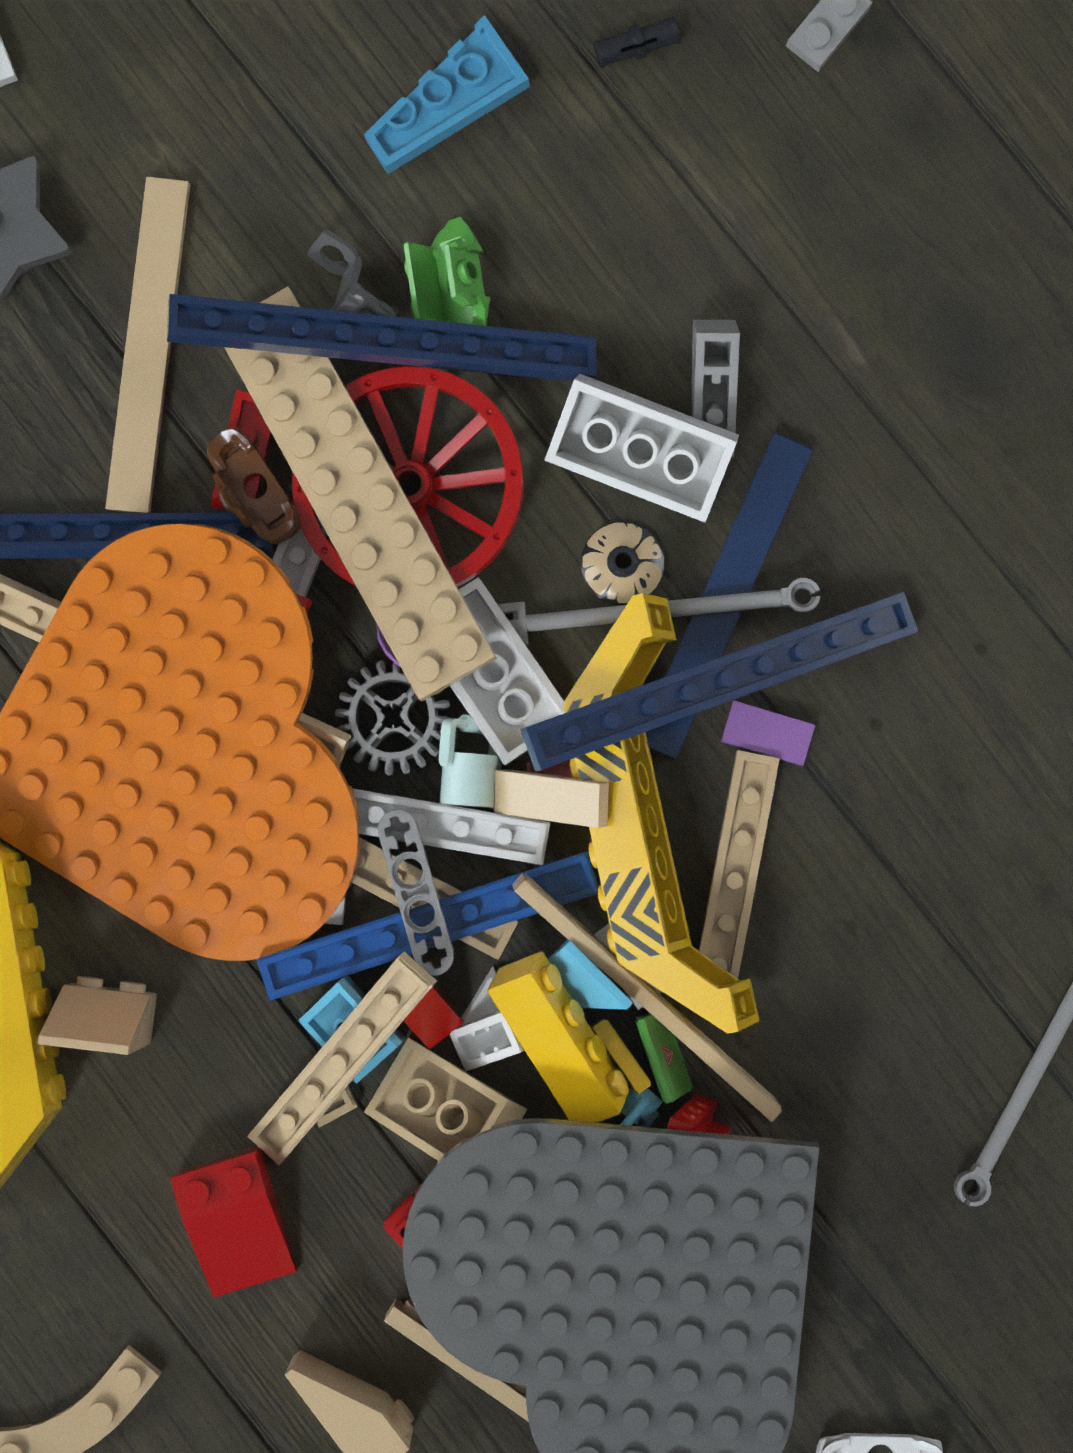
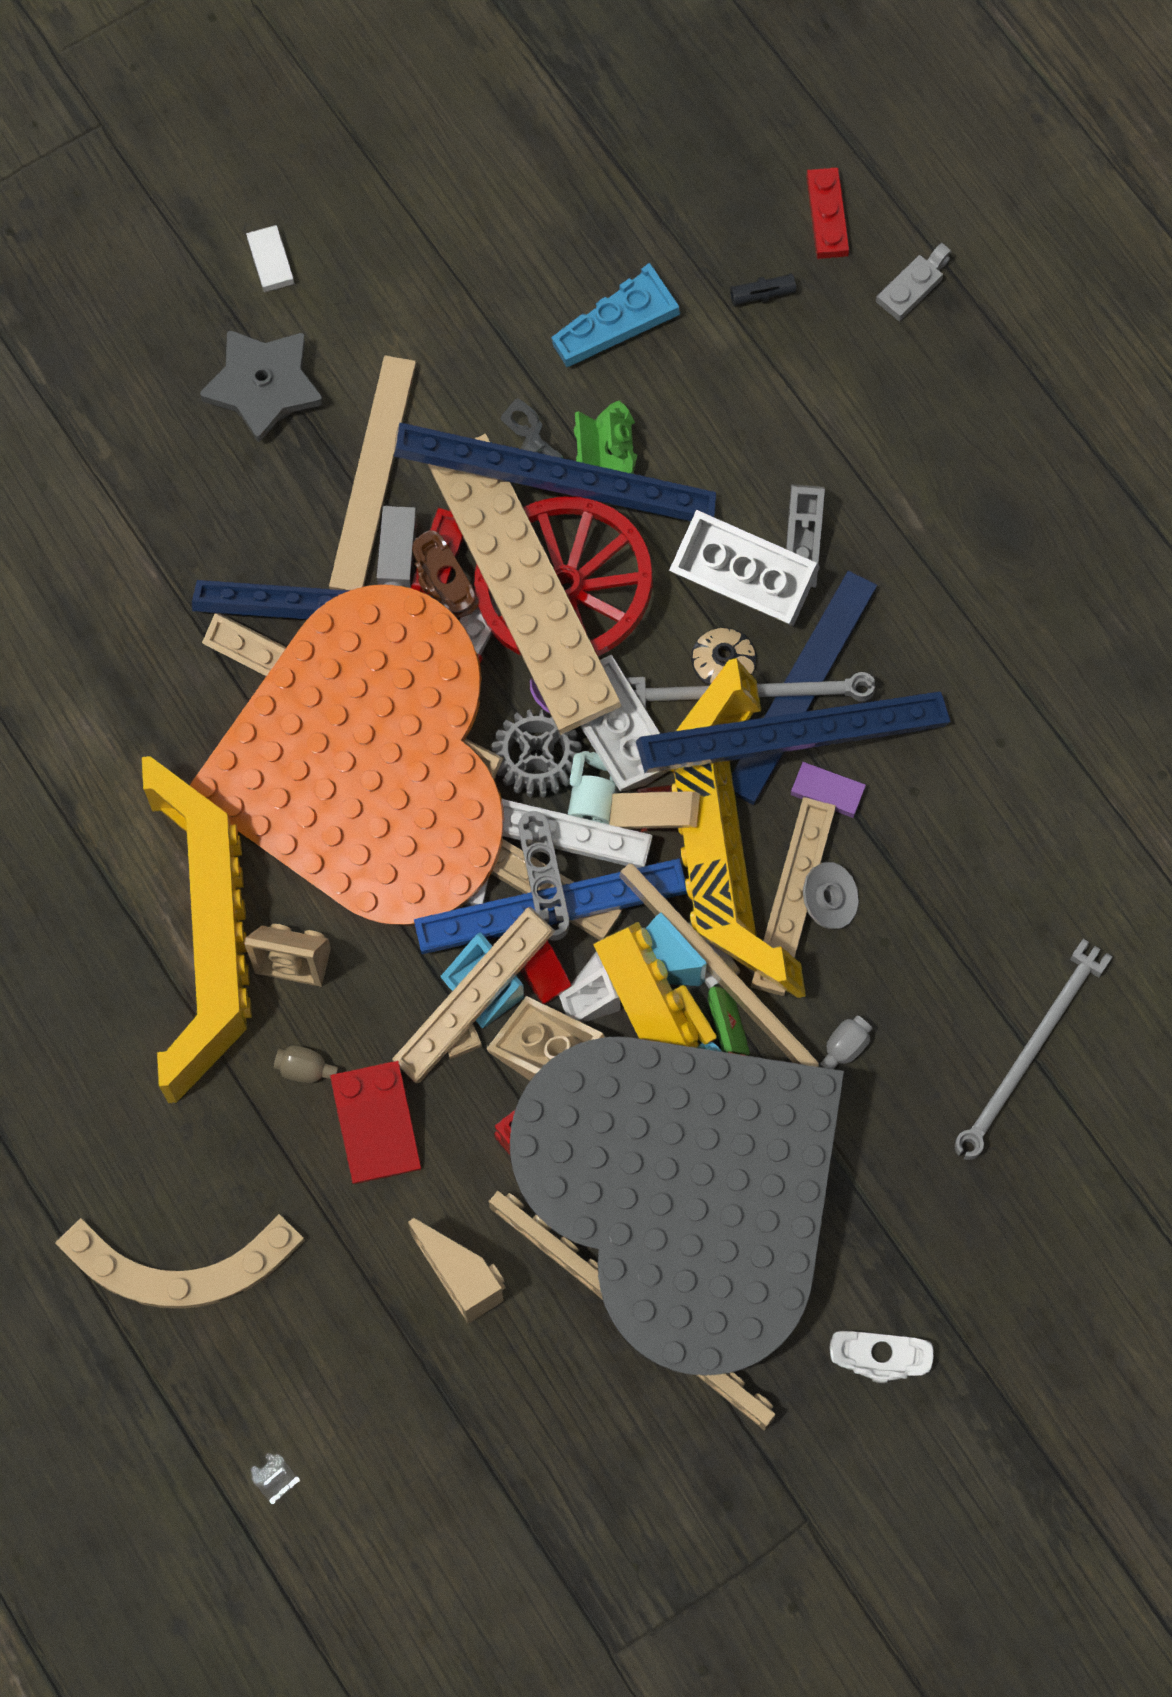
camera: 10 degrees right, 15 degrees down
(136, 1155) = (302, 1065): none -> dark tan plant
(186, 463) = (396, 545): none -> light grey brick
(780, 880) = (830, 895): none -> light grey dish
(812, 1068) = (847, 1042): none -> light grey plant

